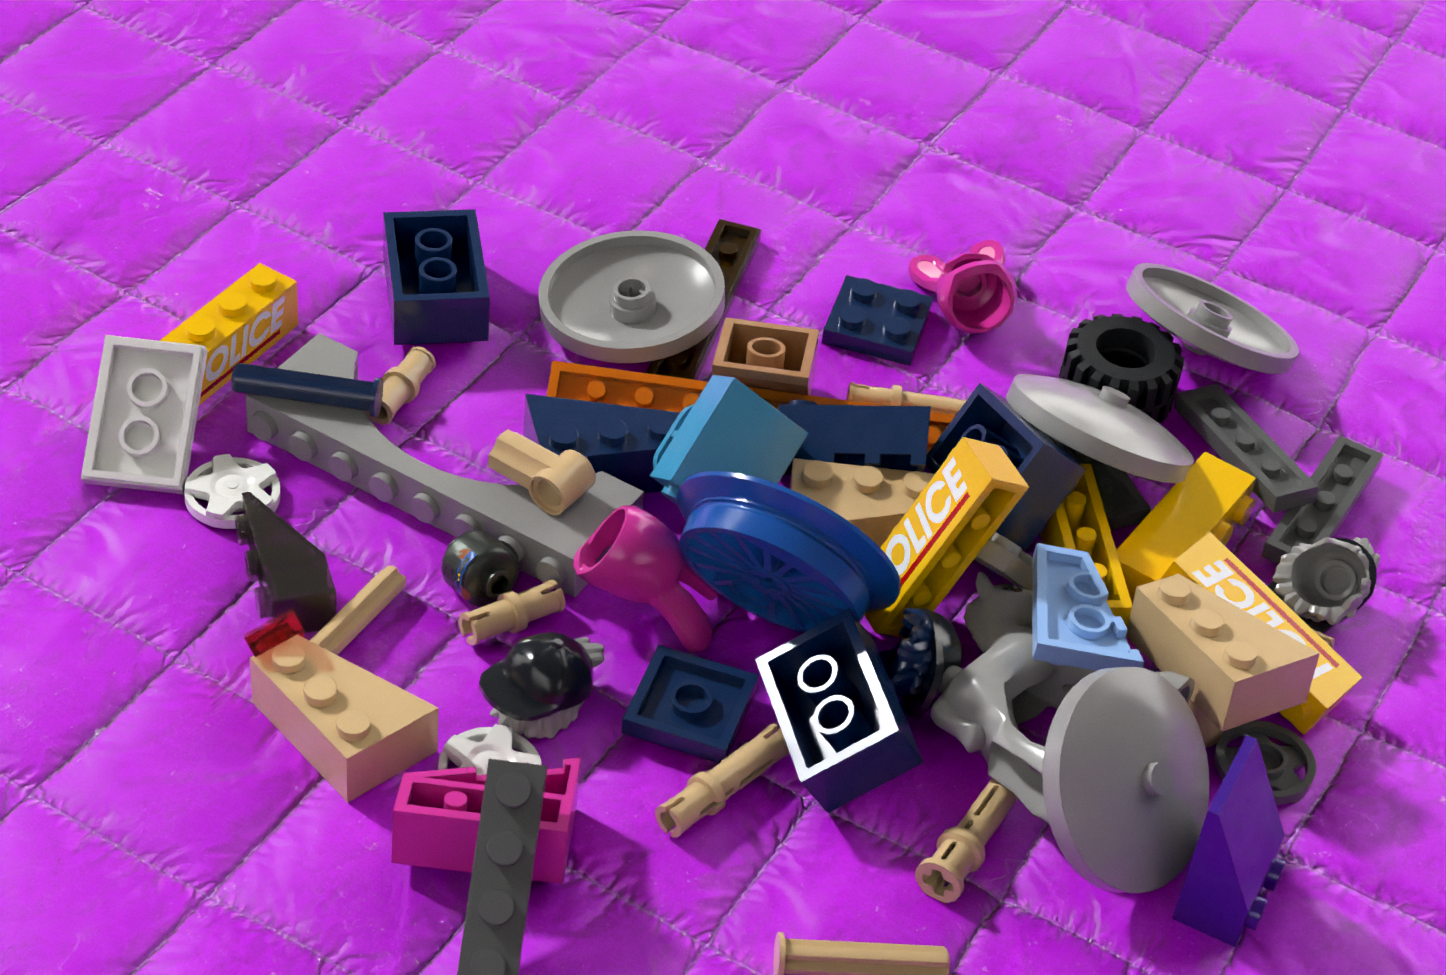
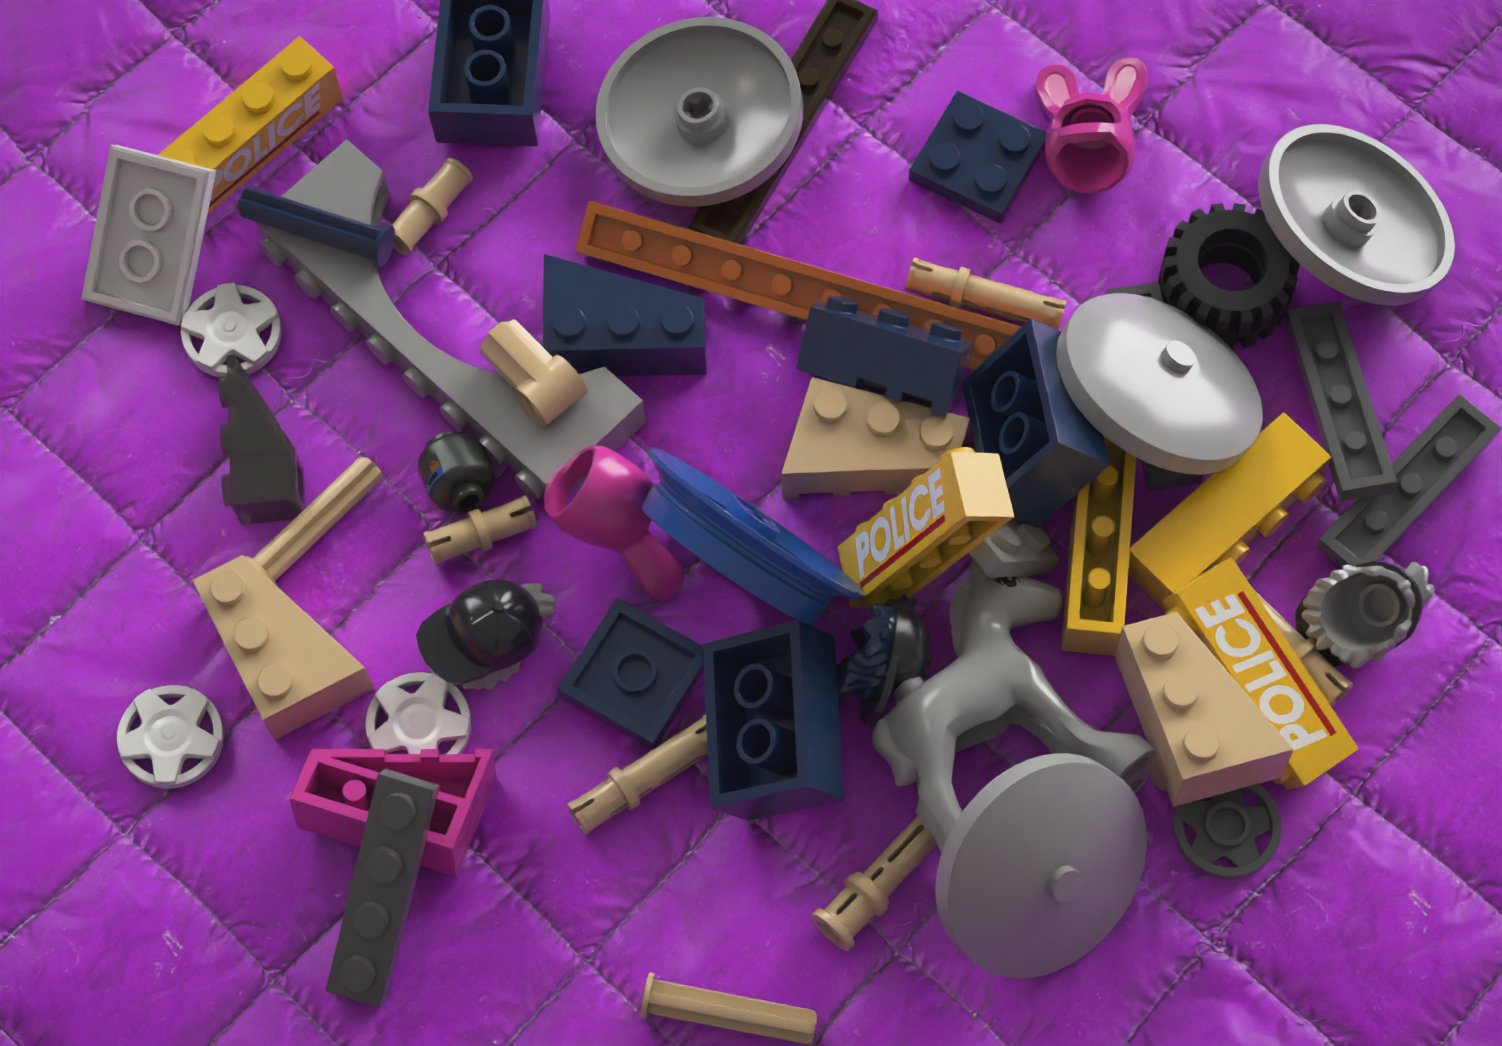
camera: 20 degrees right, 25 degrees up
(242, 803) = (170, 736): none -> white wheel
(274, 632) = (220, 552): clear red slope -> none
(726, 432) = (733, 374): dark azure brick -> none
(767, 355) = (821, 226): medium nougat slope -> none
(1072, 613) = (1046, 650): light blue wing -> none
(1234, 853) = (1138, 963): dark purple slope -> none

